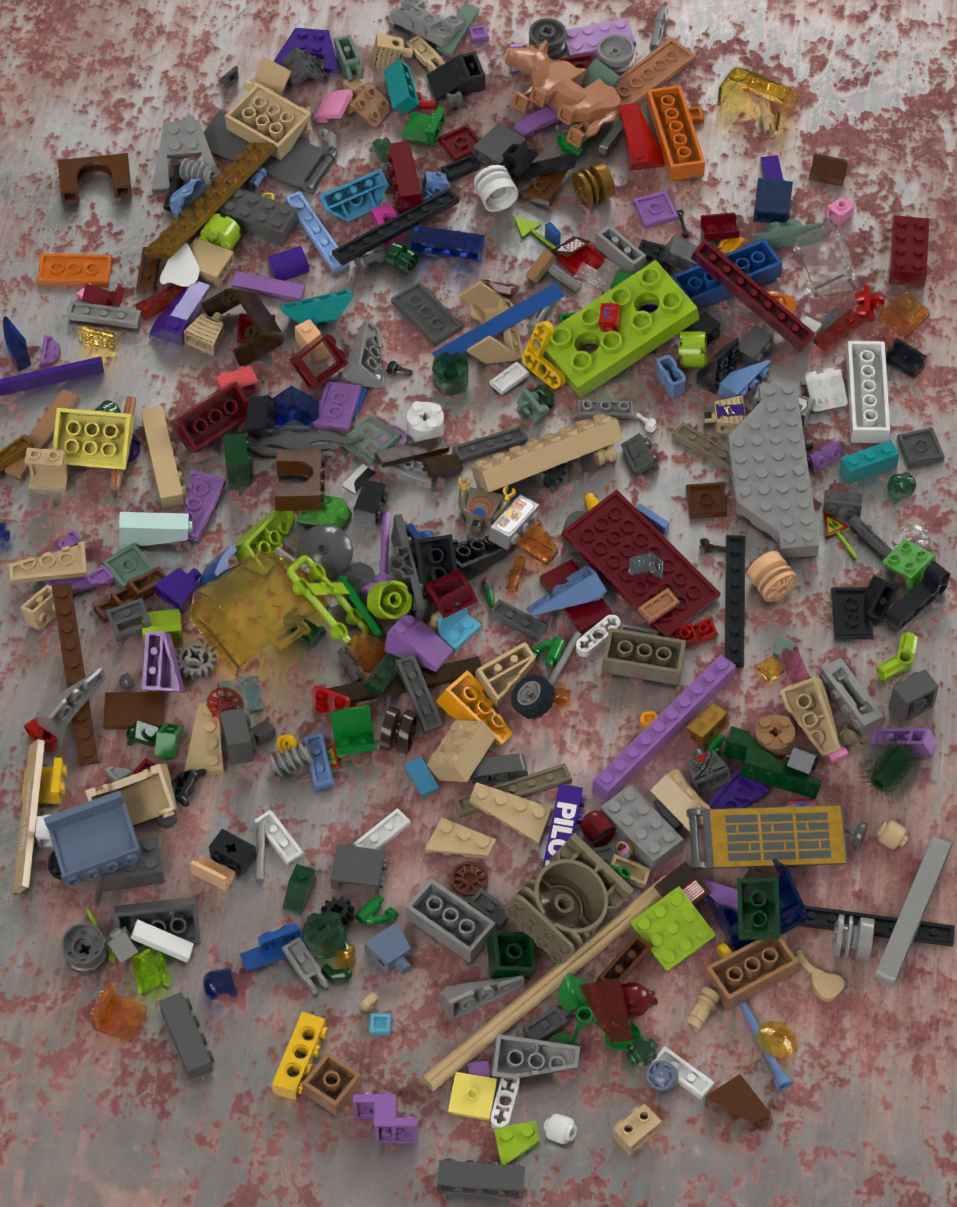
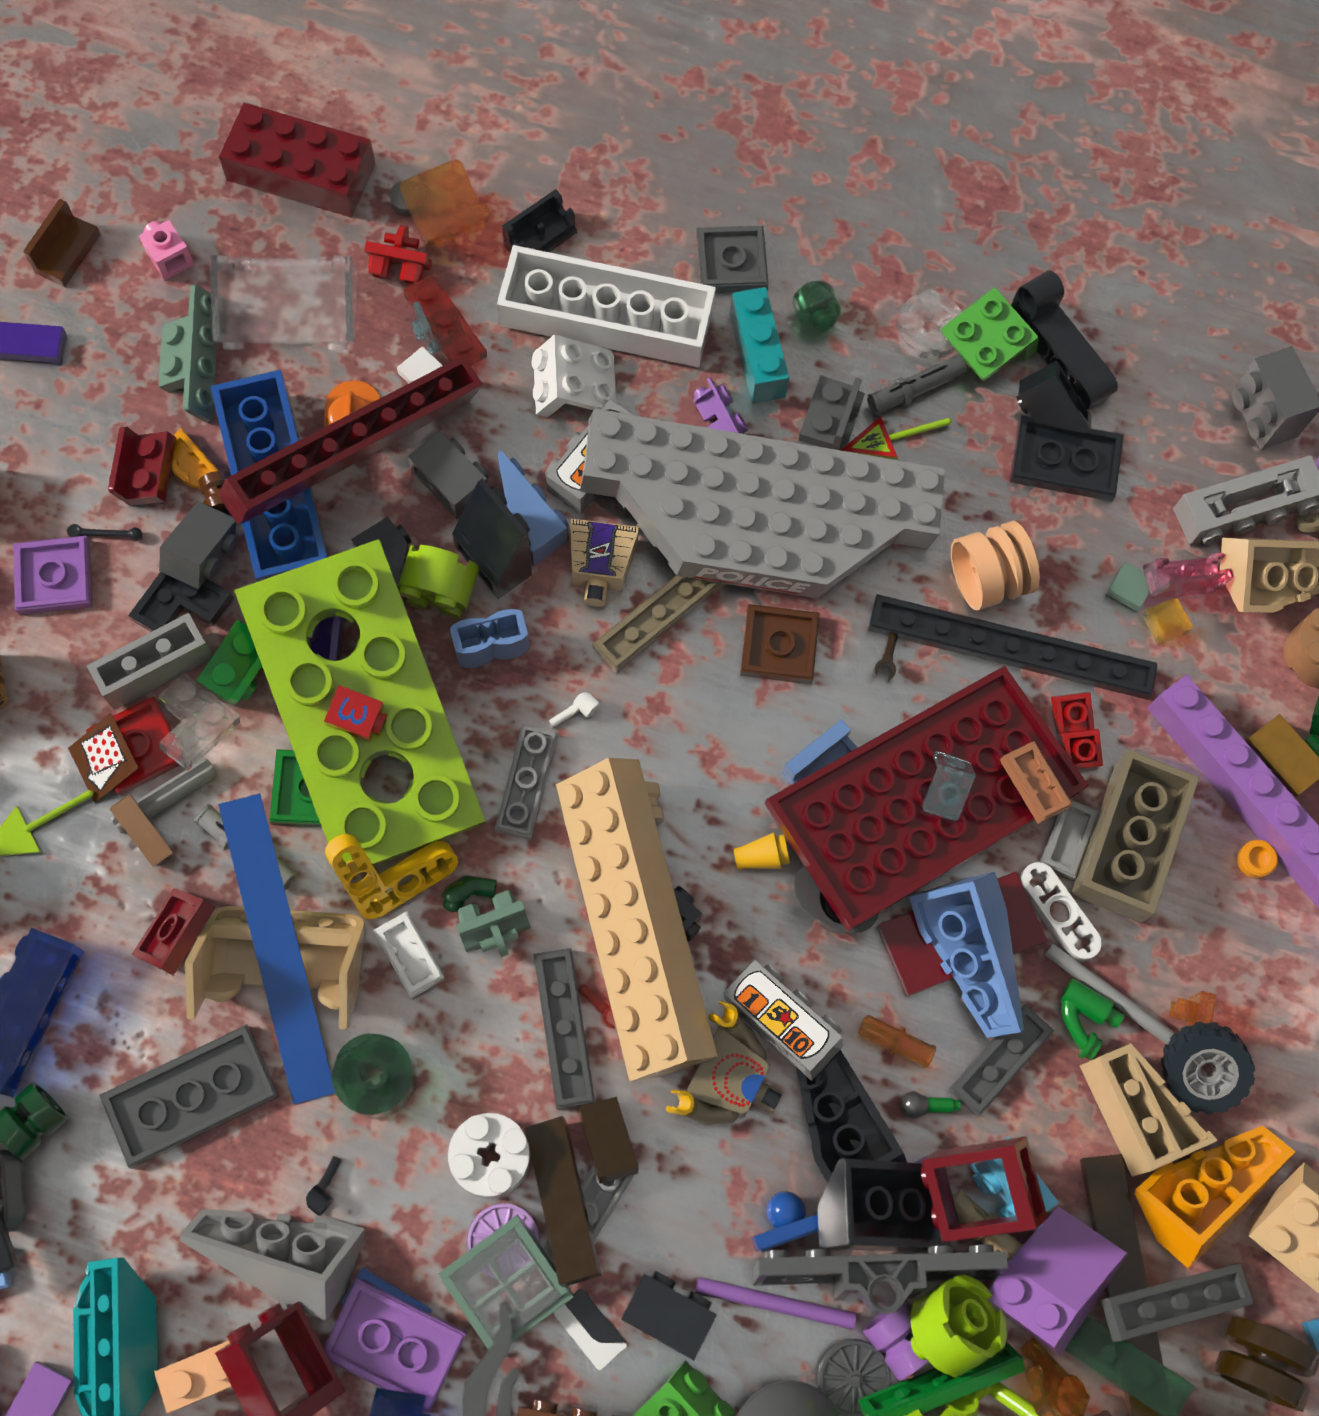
camera: 85 degrees left, 15 degrees up
(538, 544) = (833, 979): clear orange wing -> none
(552, 234) = (59, 787): blue tile -> none
(639, 454) = (657, 738): dark grey bracket -> none
(772, 200) = (105, 356): dark blue brick -> none
(895, 664) = (1192, 414): lime piece -> none

